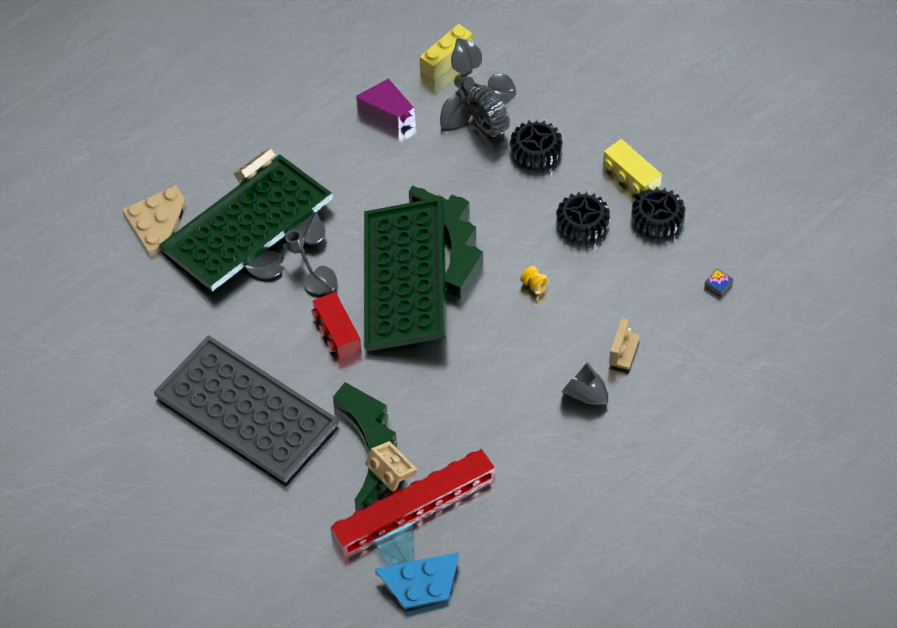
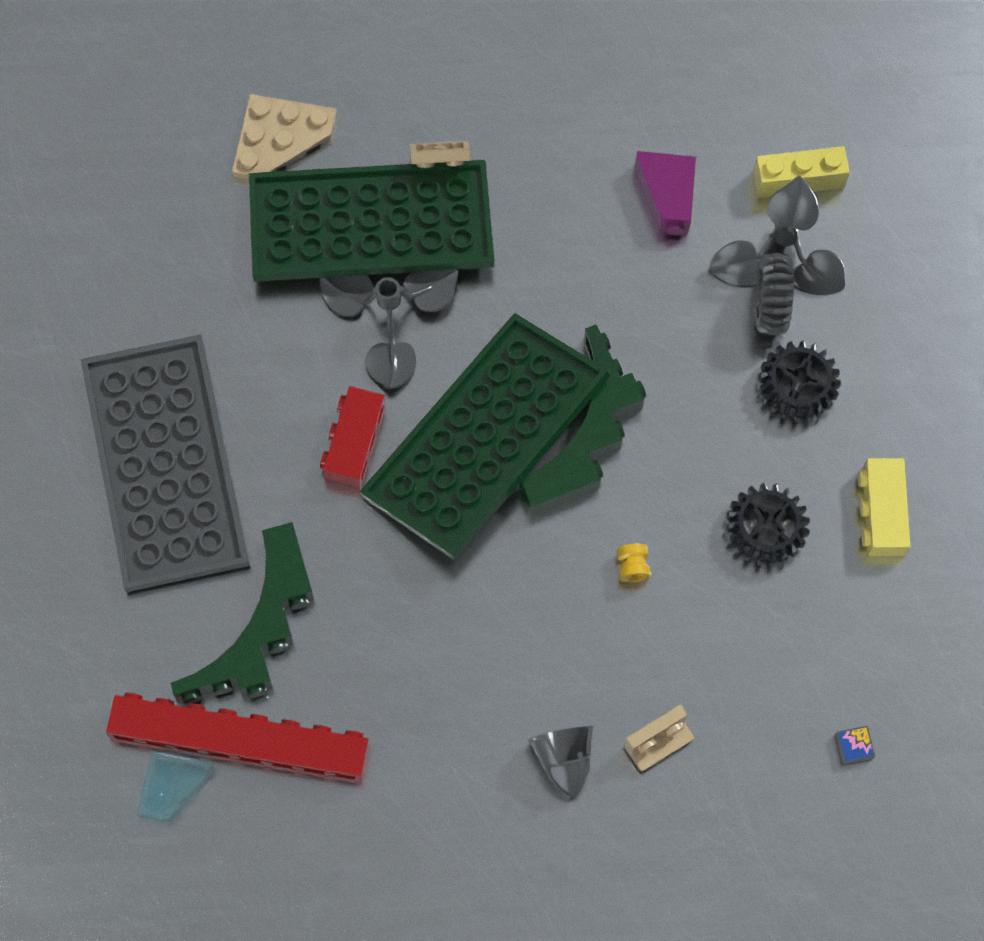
camera: 35 degrees right, 15 degrees up
(390, 465) = (242, 675): tan bracket -> none
(420, 581) = (157, 845): dark azure wing -> none
(656, 206) = (859, 568): black gear -> none

